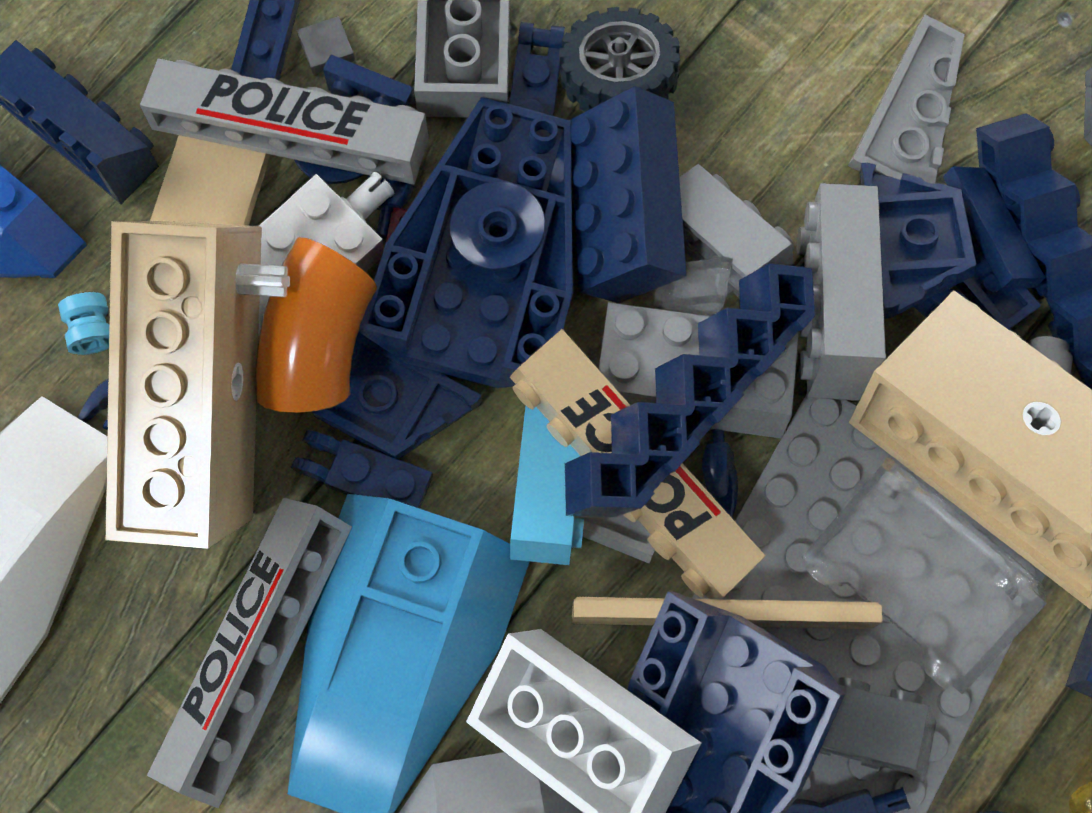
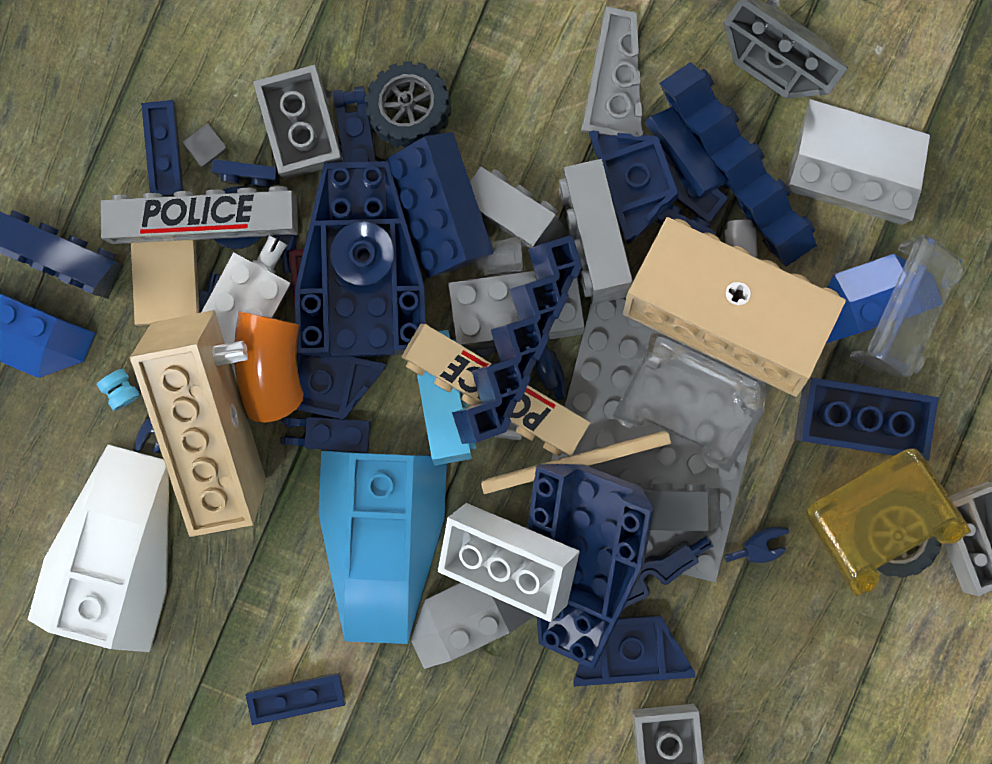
camera: 10 degrees left, 15 degrees up
(249, 652) = (294, 565): light grey brick -> none

